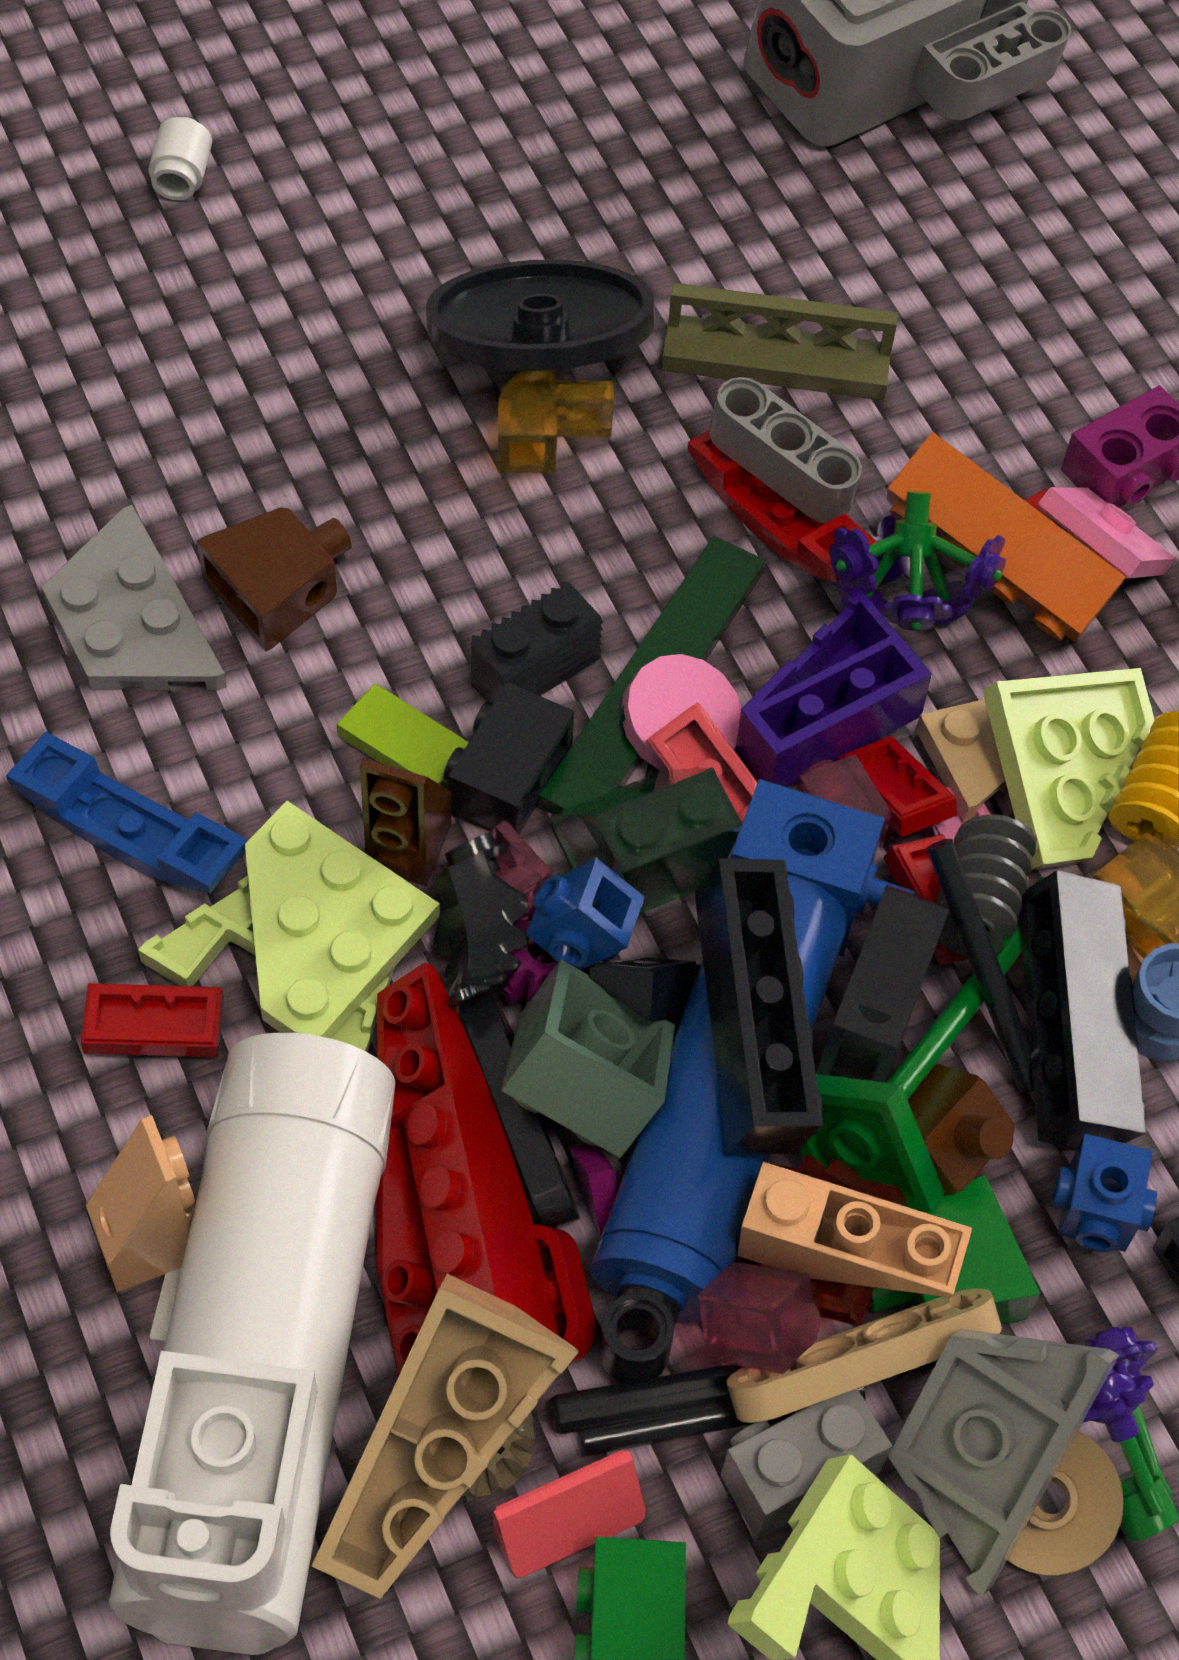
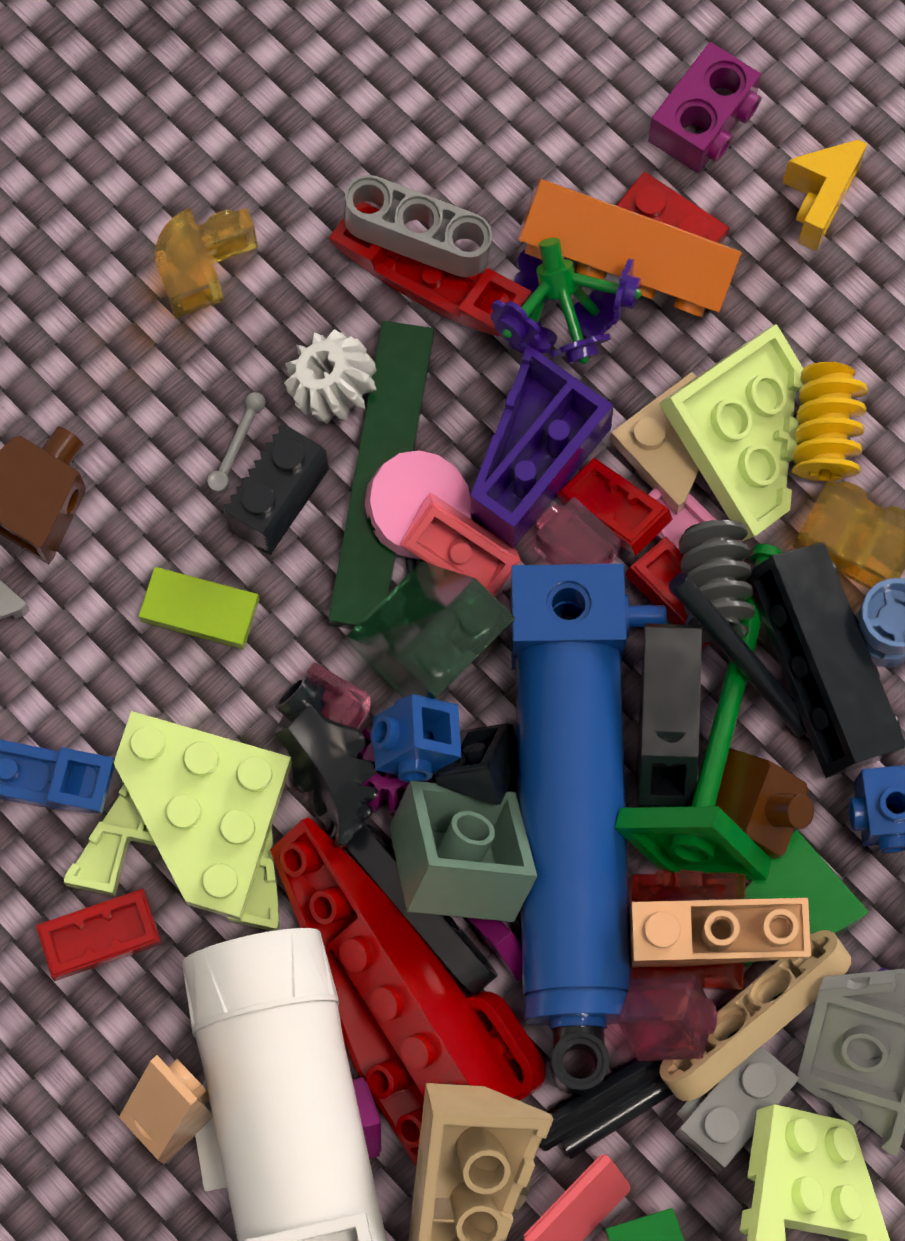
camera: 15 degrees left, 15 degrees up
(365, 1321) = (369, 1117): none -> magenta tile
(404, 819) = (233, 694): reddish brown slope -> none
(509, 757) = (294, 600): black brick -> none
(540, 315) = (158, 162): black dish -> none
(547, 571) = (218, 480): none -> light grey hinge
(637, 564) = (330, 376): none -> white gear
(757, 1007) = (585, 779): black brick -> none
(778, 350) = (370, 109): olive fence -> none
(1106, 531) = (709, 204): bright pink plate -> none

